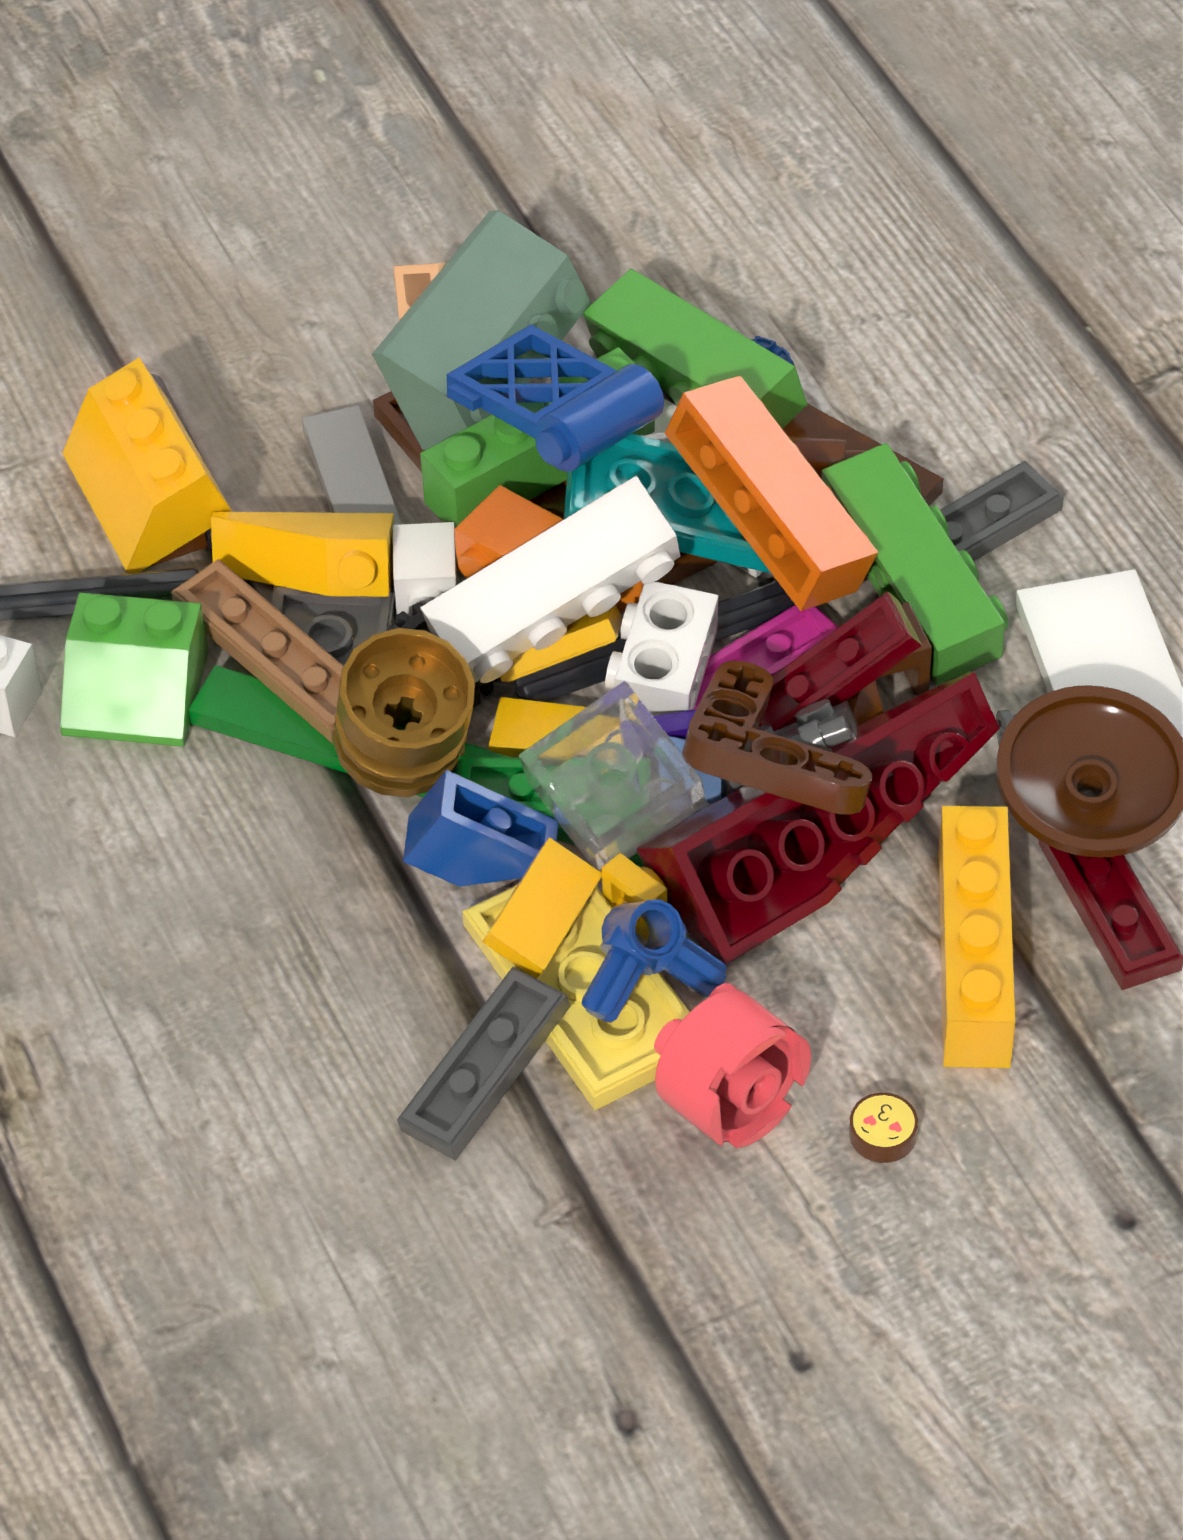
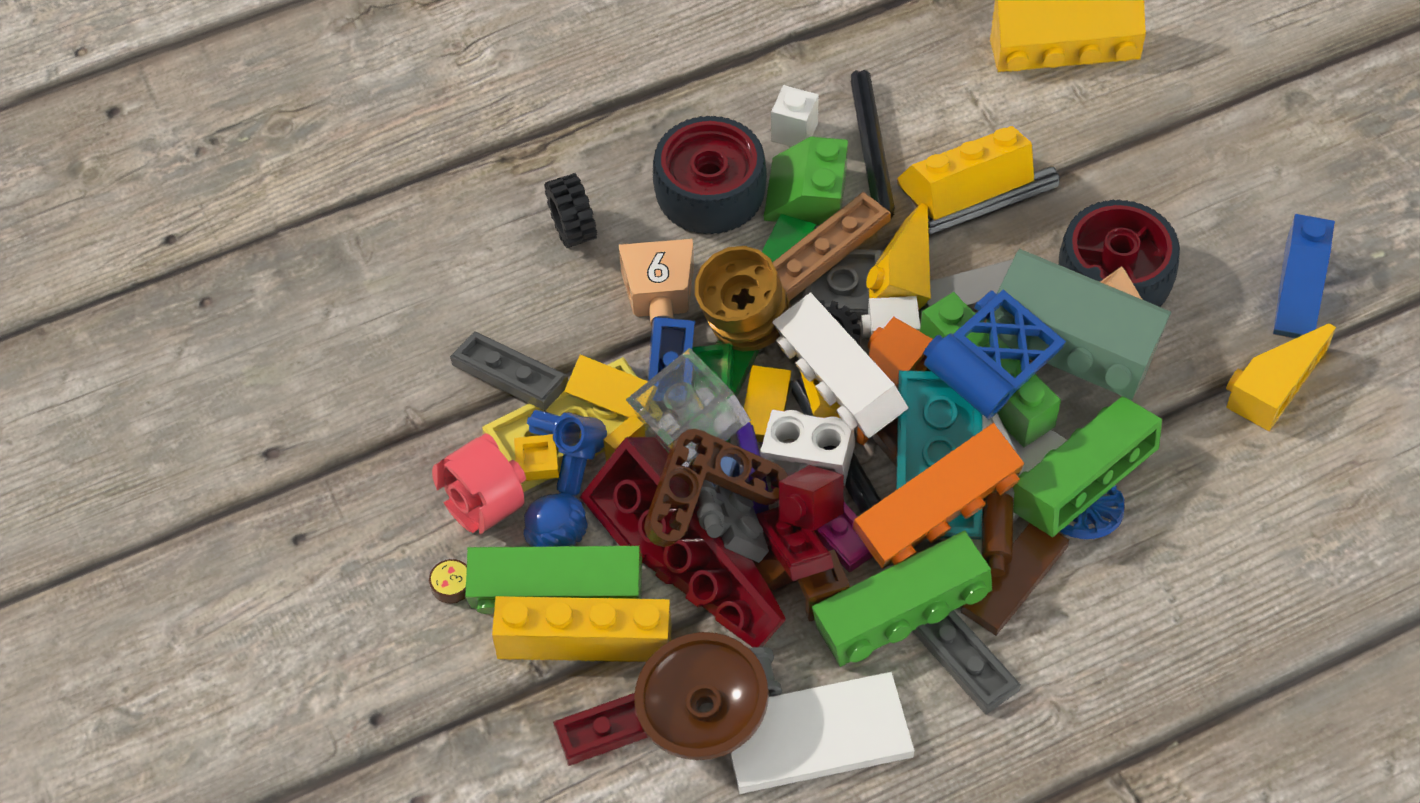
camera: 90 degrees right, 5 degrees up
(112, 785) = (709, 174): none -> wheel
(172, 970) = (570, 210): none -> black tyre
(316, 862) = (658, 277): none -> light nougat torso
(322, 309) = (1125, 236): none -> dark red wheel
(359, 133) = (1303, 275): none -> blue slope
(544, 176) = (1276, 376): none -> yellow slope
(670, 992) = (537, 457): none -> yellow plate
(767, 636) = (811, 497): none -> dark red brick
(784, 983) = (555, 521): none -> blue hair
(890, 973) = (552, 573): none -> bright green brick

